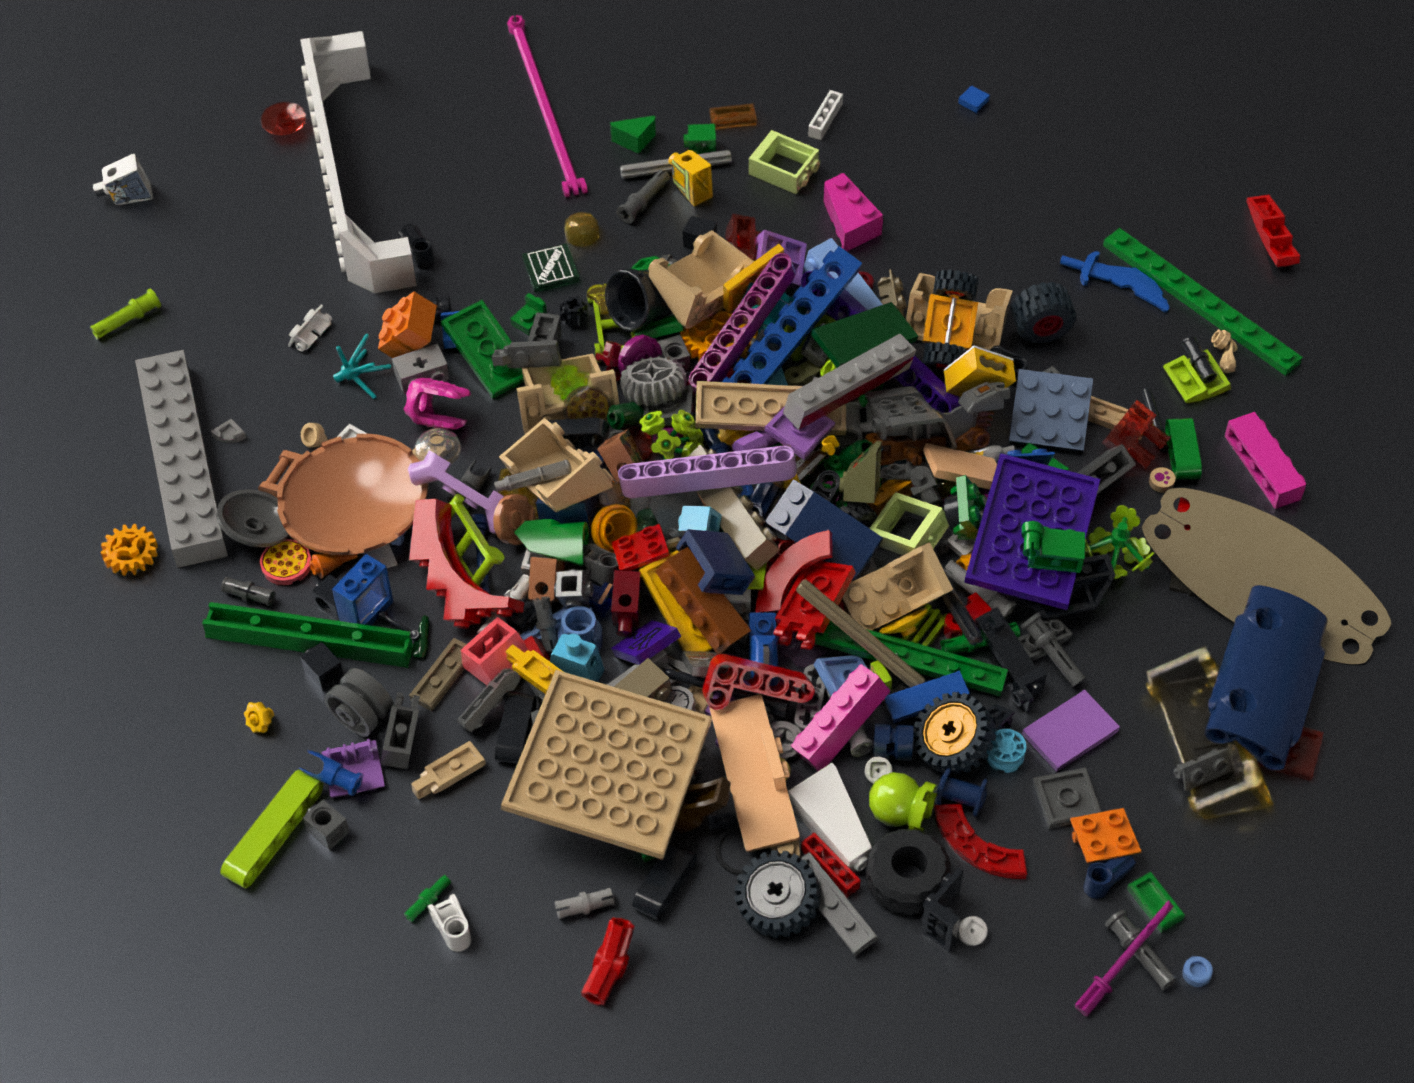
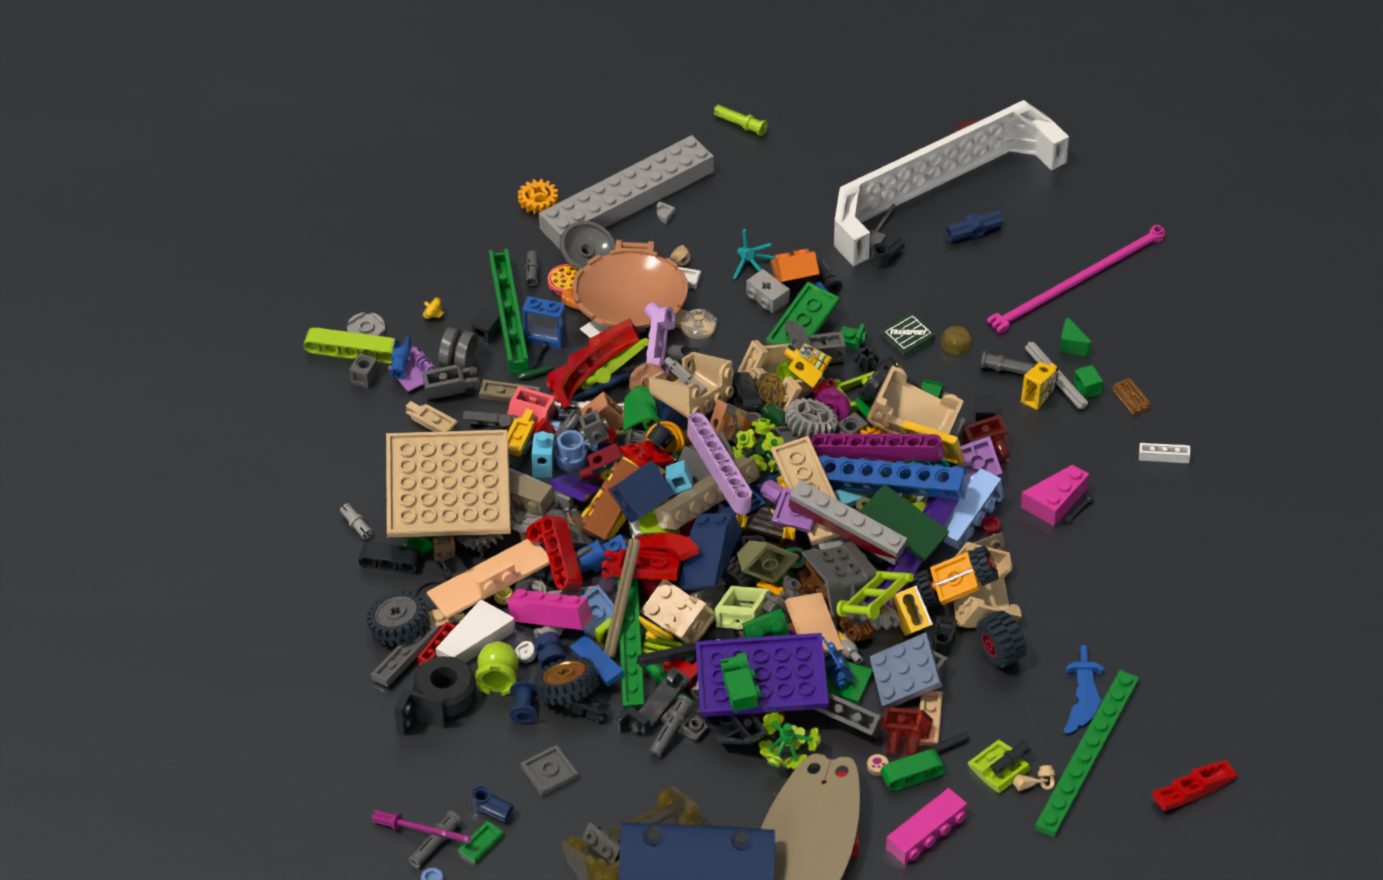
camera: 70 degrees right, 5 degrees down
(124, 182) = (859, 71): torso -> none
(243, 804) = (367, 324): none -> light grey tile
(314, 321) = (785, 219): white hinge -> none
(420, 403) = (726, 311): dark pink piece -> none
(422, 161) = (974, 225): none -> dark blue piece
(427, 897) = (331, 440): green bar -> none
(450, 919) = (315, 457): white piece -> none
(581, 351) = (807, 363): none -> yellow torso
(609, 961) = (315, 545): red piece -> none
(625, 521) = (661, 436): none -> black piece
(788, 148) = (1102, 426): yellowish green window -> none
(972, 931) = (414, 738): white tile -> none
(973, 99) = (1240, 546): blue tile -> none
(974, 850) = (485, 725): red tile -> none
(992, 392) = (883, 595): none -> lime piece
(1007, 751) = (573, 723): medium azure wheel -> none
(1070, 730) = (609, 758): medium lavender tile -> none
(1104, 835) = (518, 793): orange hinge -> none

